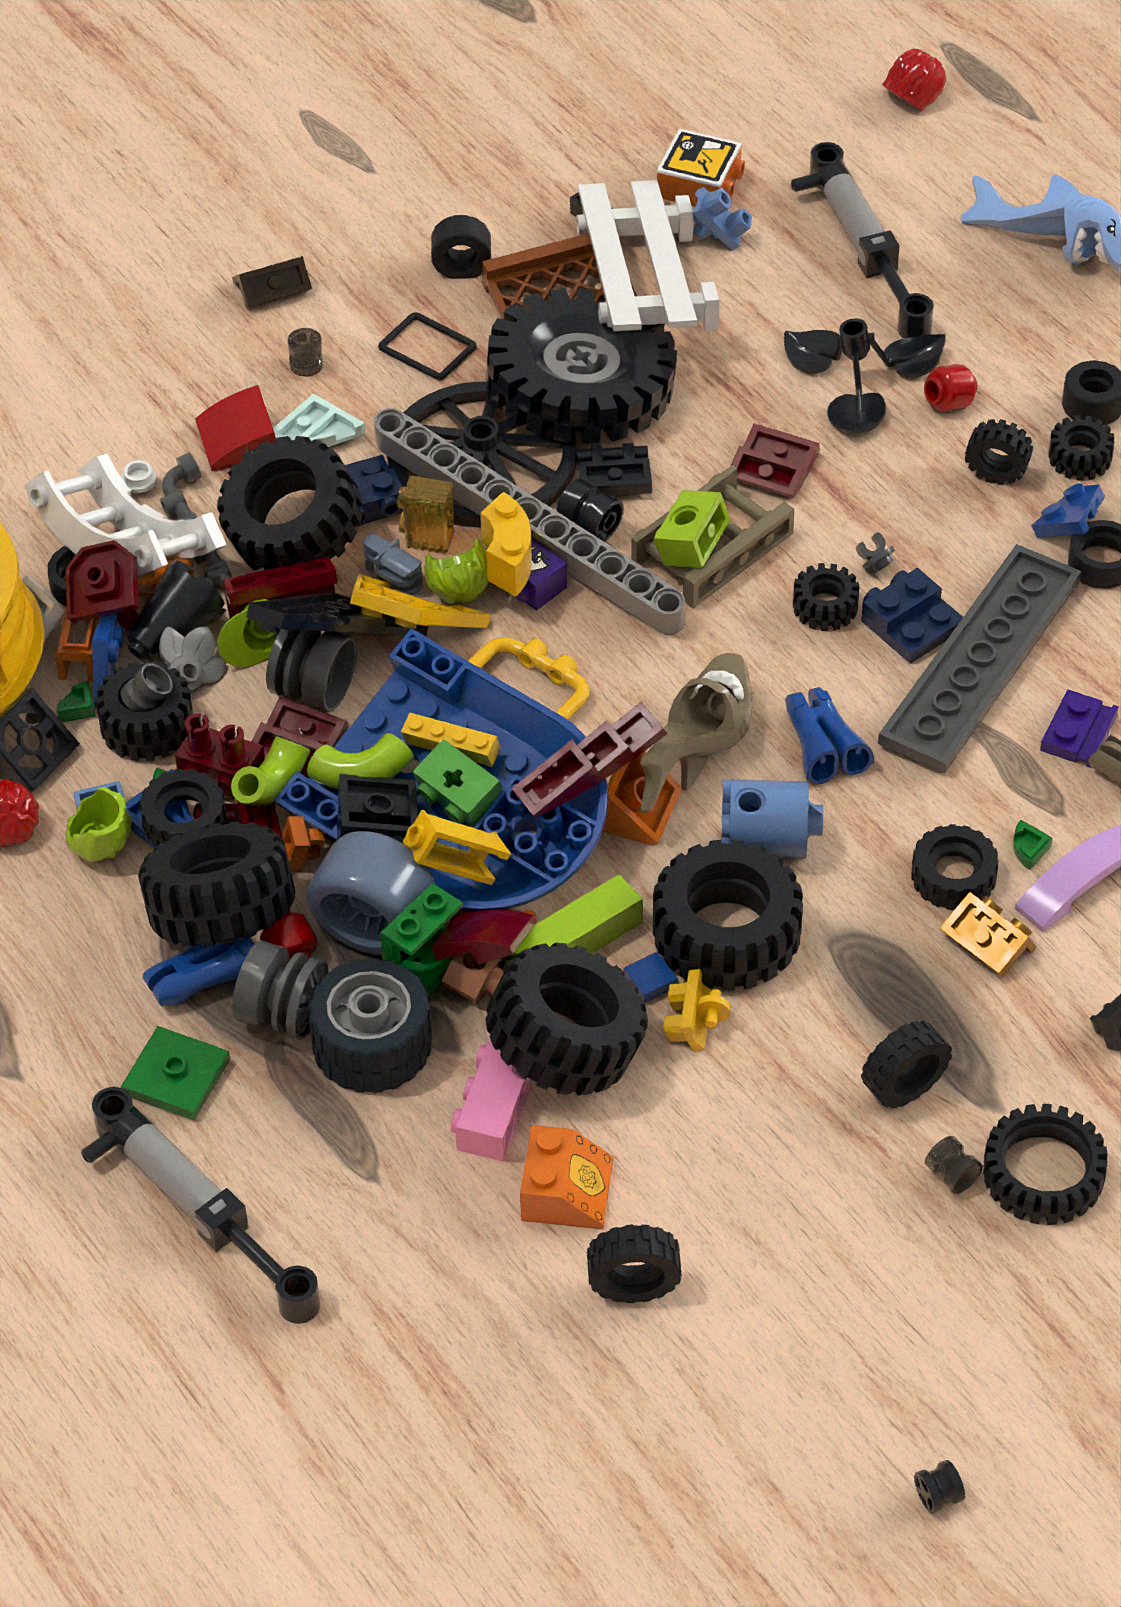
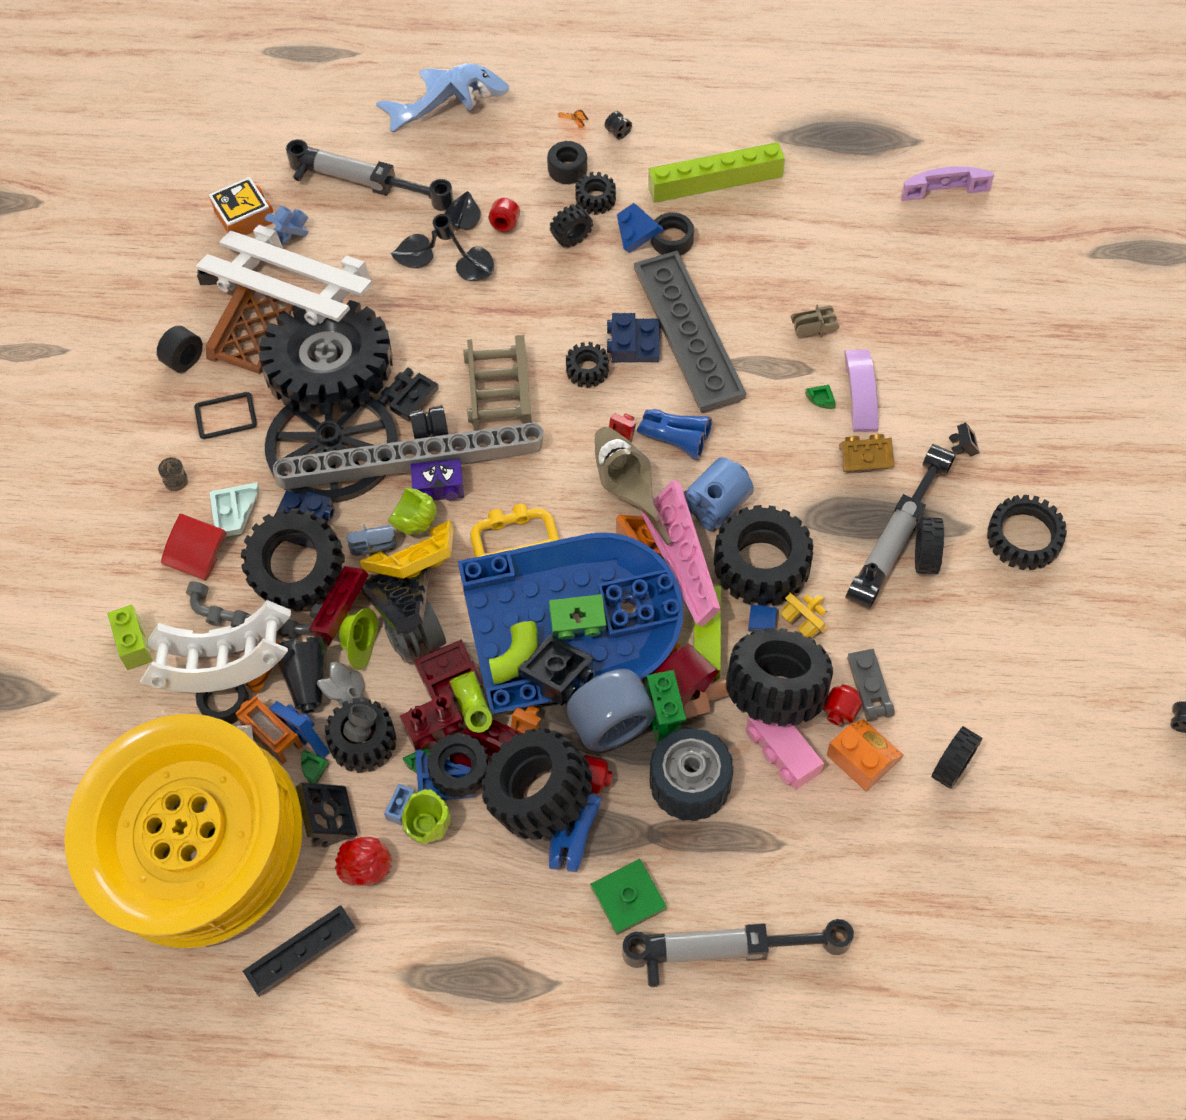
camera: 50 degrees left, 10 degrees up
(79, 444) = (129, 637): none -> lime brick
(103, 583) = (260, 691): dark red piece -> none
(139, 476) = (177, 618): white plate -> none
(273, 282) = (100, 452): dark brown panel -> none
(277, 988) = (629, 803): dark grey wheel -> none
(422, 839) = (625, 650): yellow window -> none
(427, 514) = (359, 498): clear yellow brick -> none
(430, 732) = (540, 598): yellow piece -> none
(508, 544) = (430, 474): yellow brick -> none
(589, 762) = (632, 543): dark red slope -> none
(604, 1117) = (842, 705): none -> red head
(644, 830) = (684, 553): none -> bright pink wing
(666, 1135) = (870, 684): none -> dark grey plate
(692, 529) = (491, 376): lime brick -> none
(771, 682) = (623, 425): none -> red tile
(775, 460) = (472, 321): dark red slope -> none
(792, 1045) = (897, 532): none -> piece
(878, 558) = (583, 325): dark grey plate -> none
(916, 78) = (282, 77): red hair -> none
(953, 1164) = (997, 570): clear smoke wheel -> none
(957, 842) = (815, 420): black tyre -> none
(1078, 727) = (768, 324): dark purple plate -> none

